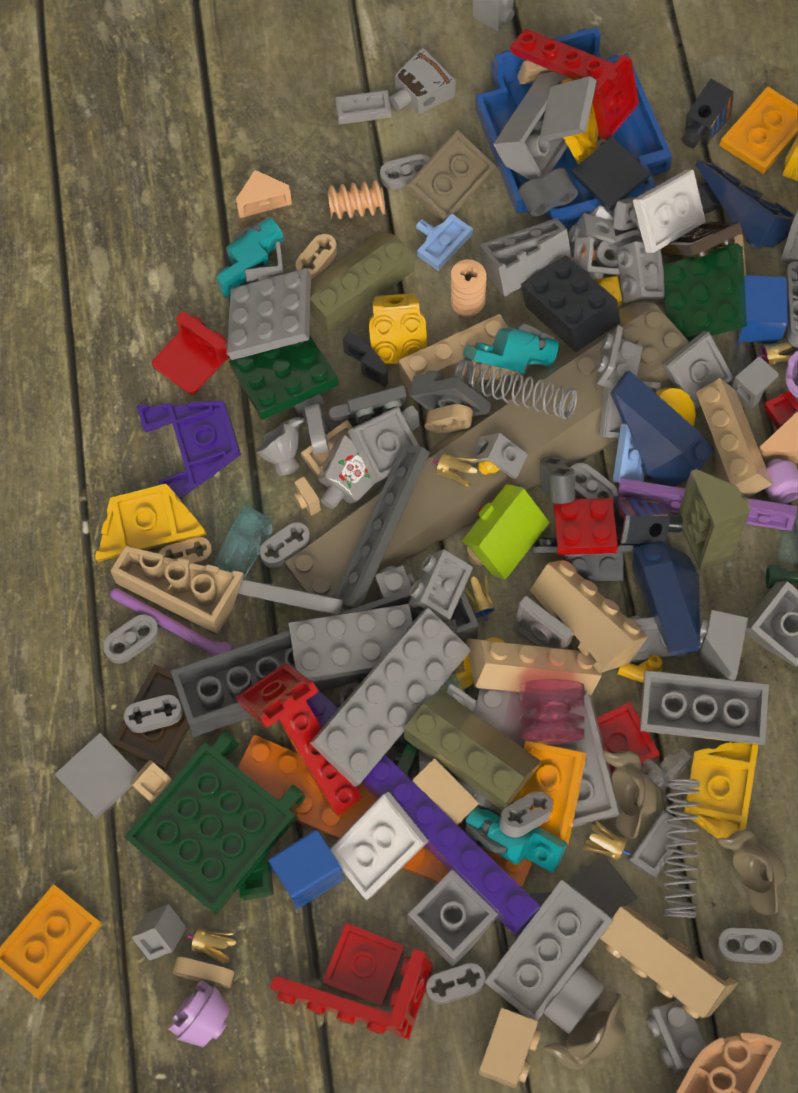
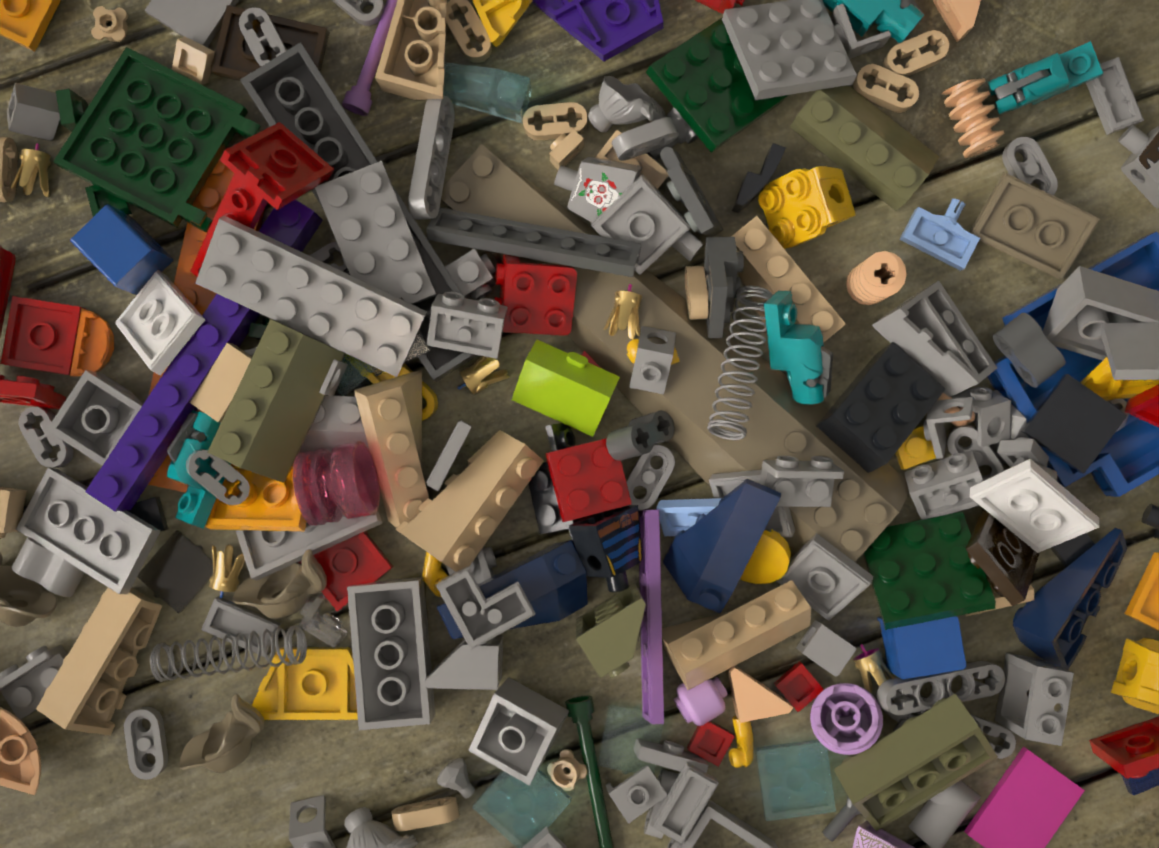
camera: 75 degrees right, 20 degrees up
(101, 858) = (118, 29): none -> tan plate
(168, 893) = (70, 107): none -> dark green plate
(280, 540) = (499, 146): light grey beam -> none
(285, 503) = (554, 112): none -> tan beam
(289, 232) = (912, 48): none -> tan beam
(339, 146) = (1045, 78): none -> teal plate
(381, 920) = (92, 345): none -> orange plate
(421, 533) = (536, 296): none -> red bracket
(682, 616) = (479, 616): none -> light grey brick

